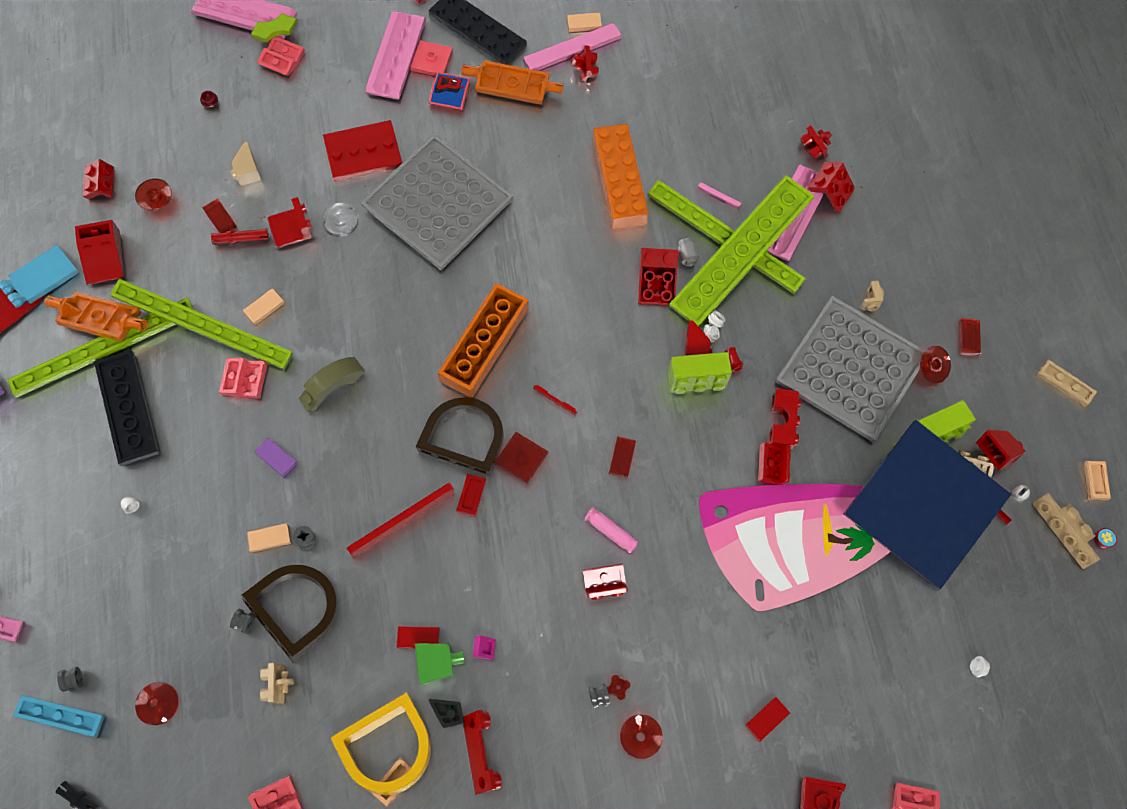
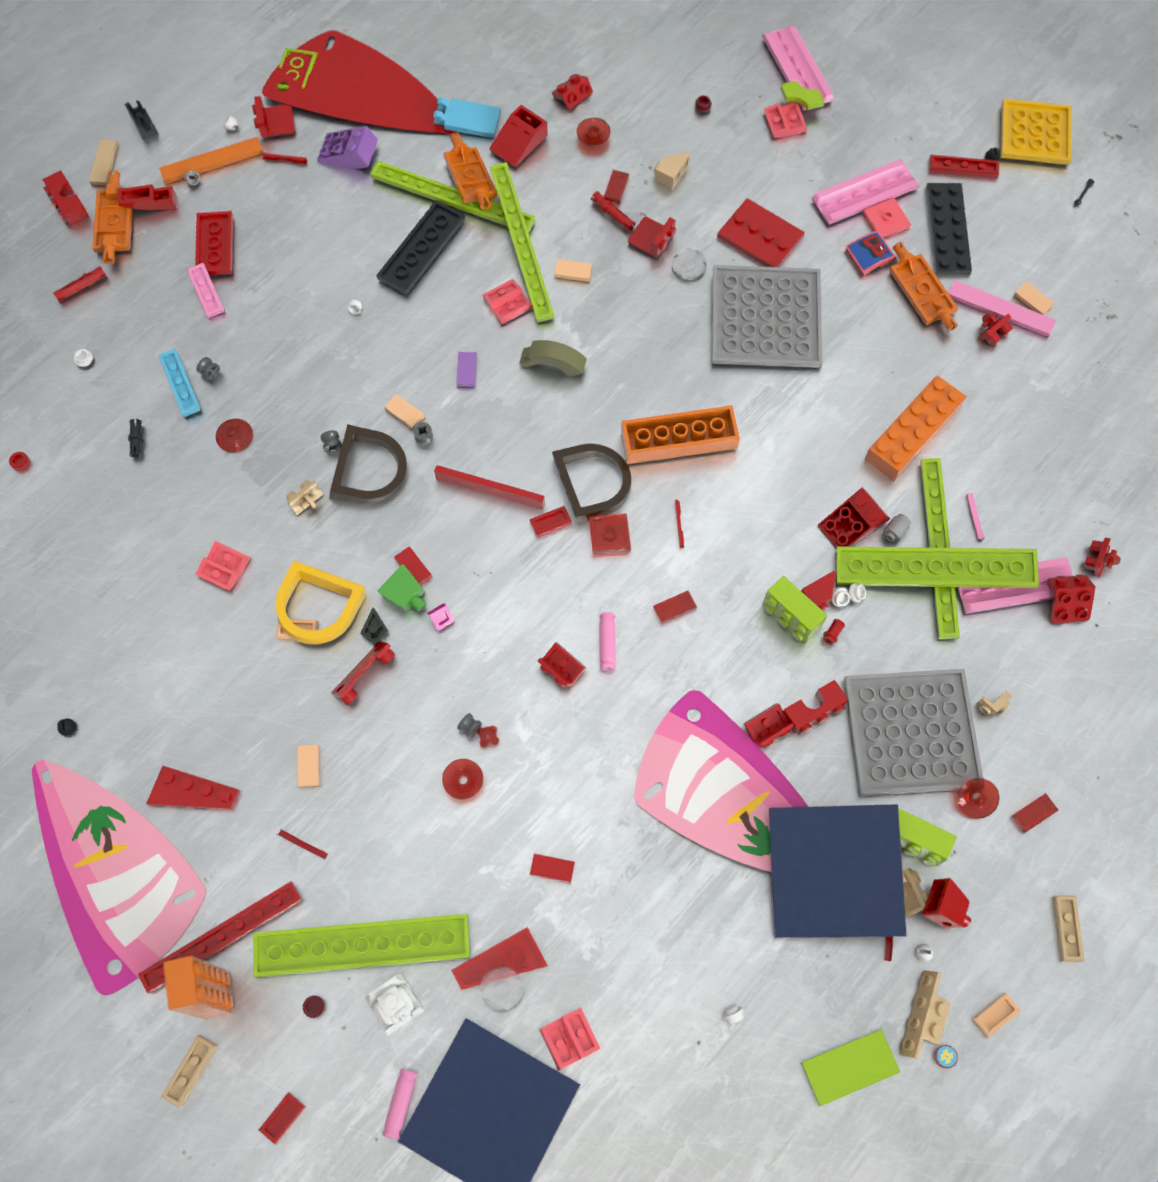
camera: 55 degrees right, 0 degrees up
(1071, 612) = (850, 1067): none -> lime tile

